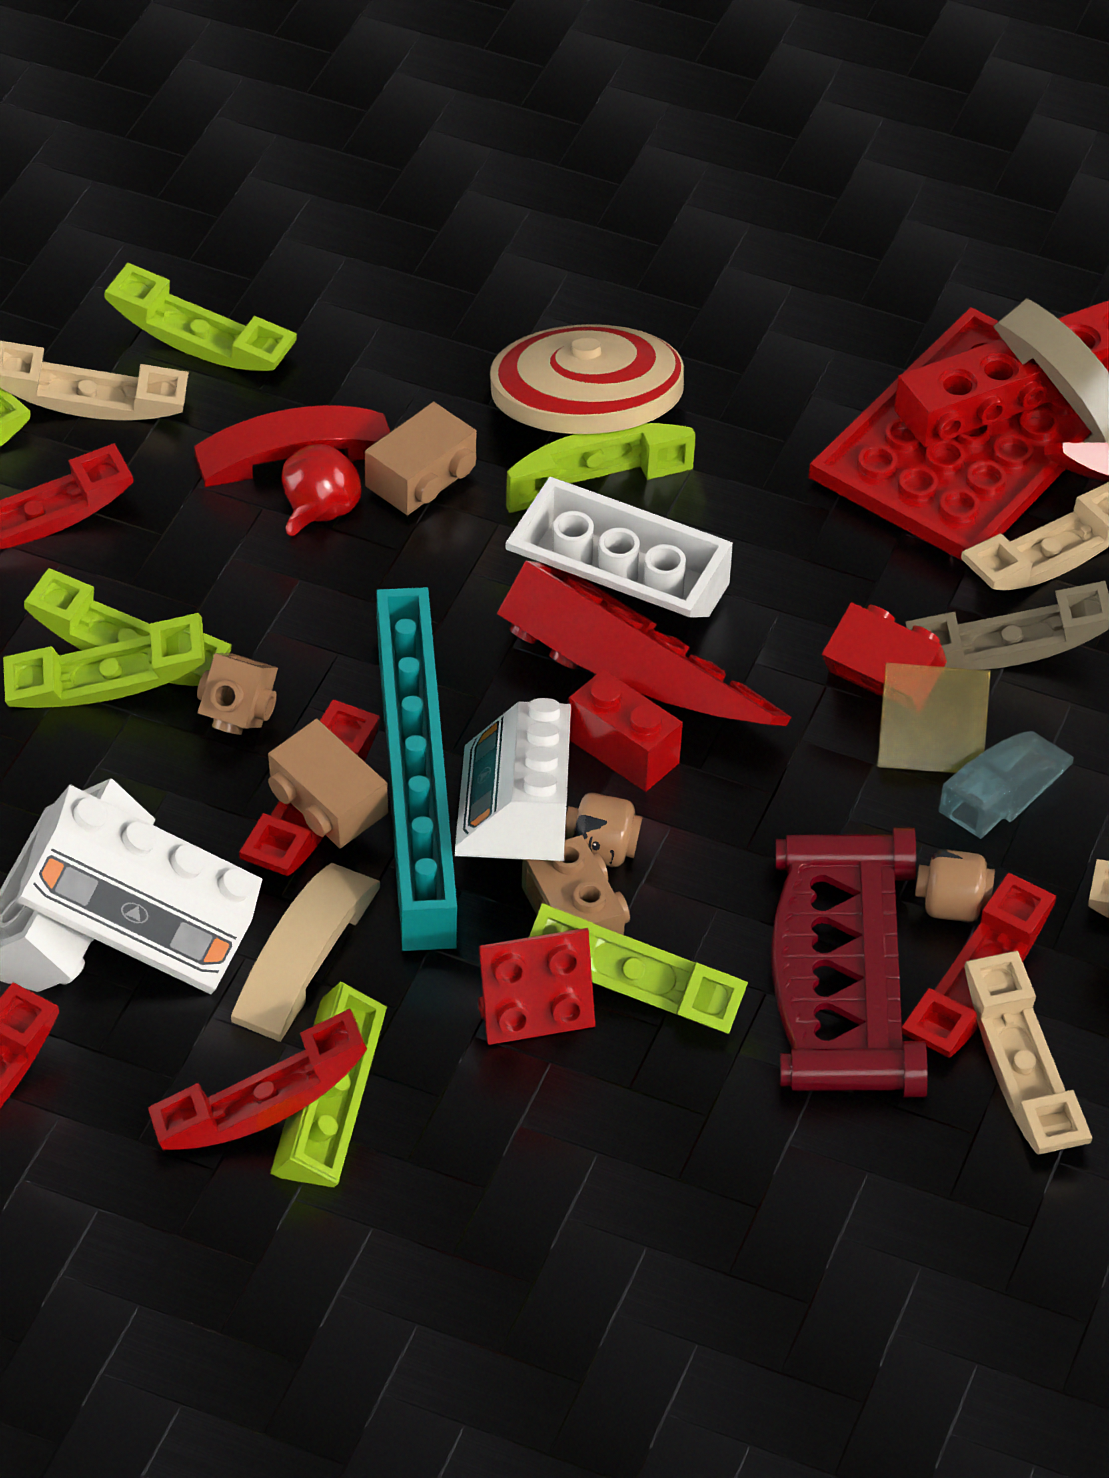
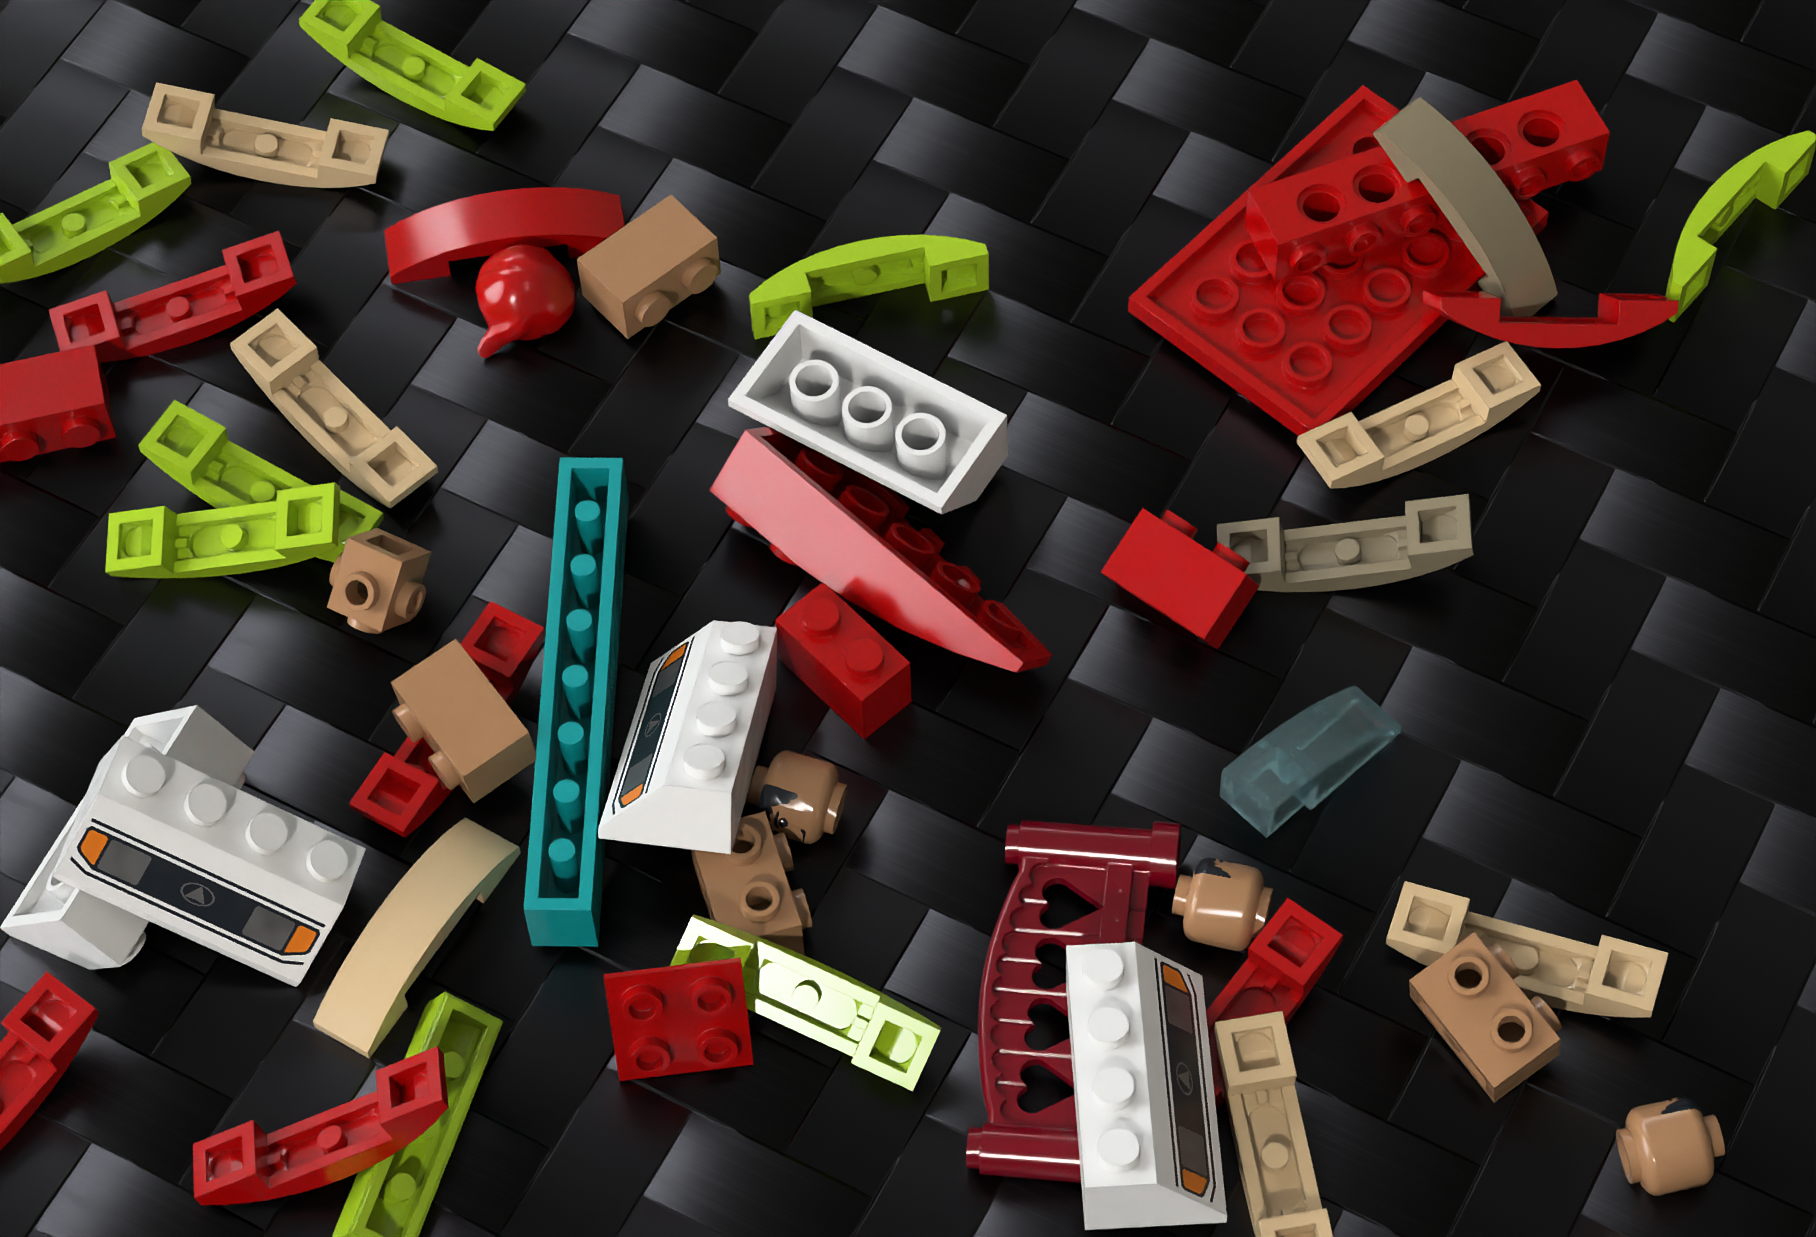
camera: 10 degrees right, 10 degrees up
(171, 580) = (329, 414): none -> tan slope
(587, 379) = (869, 166): tan dish -> none
(915, 1007) = (1142, 1089): none -> white slope
(932, 717) = (1227, 668): clear yellow tile -> none

